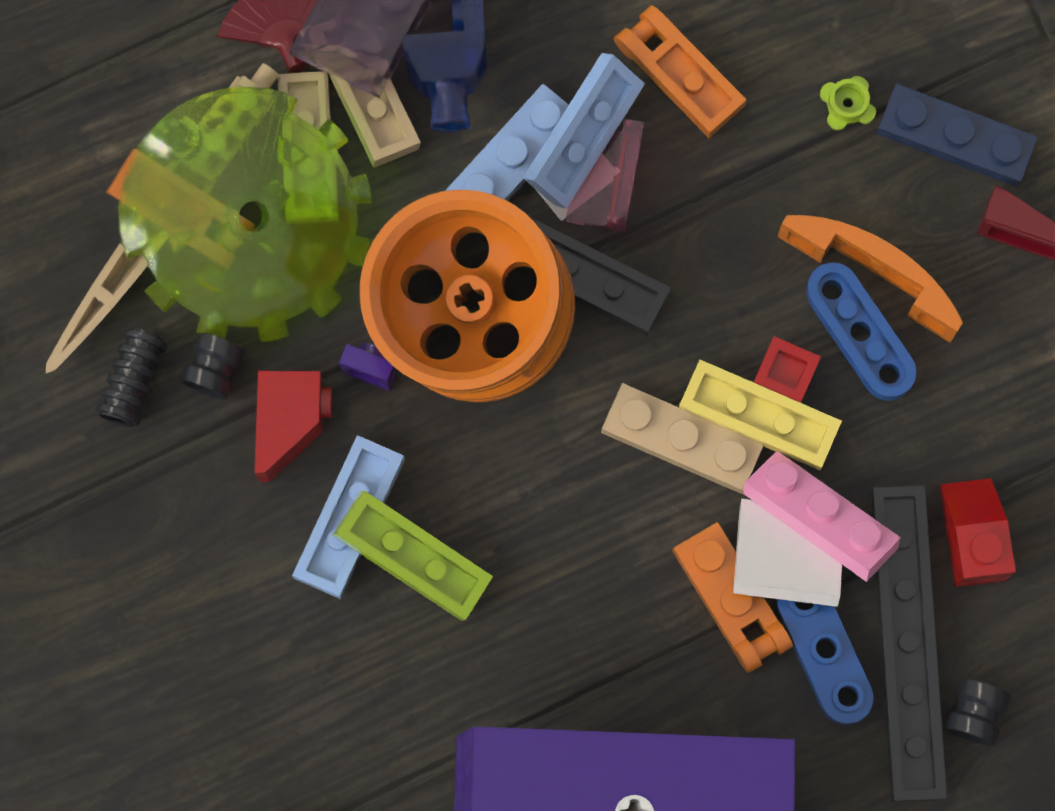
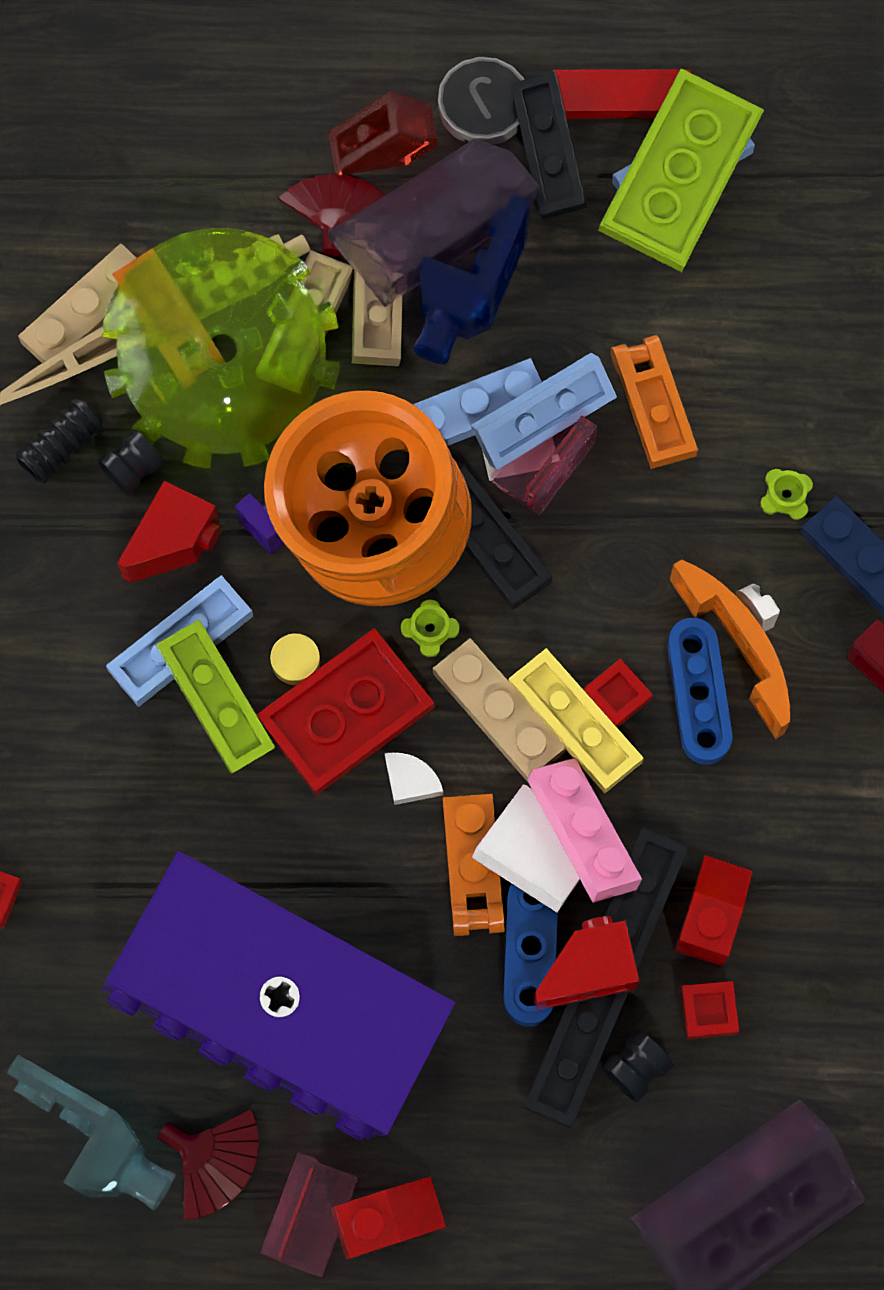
camera: 25 degrees right, 5 degrees down
(83, 236) = (78, 310): none -> tan plate
(466, 481) = (294, 658): none -> light yellow tile
(540, 509) = (345, 711): none -> red plate
(572, 377) = (426, 614): none -> lime plate
(633, 543) = (411, 778): none -> white tile
(884, 225) = (761, 607): none -> white tile
(894, 640) = (591, 965): none -> red slope
(1017, 628) = (709, 1010): none -> red plate

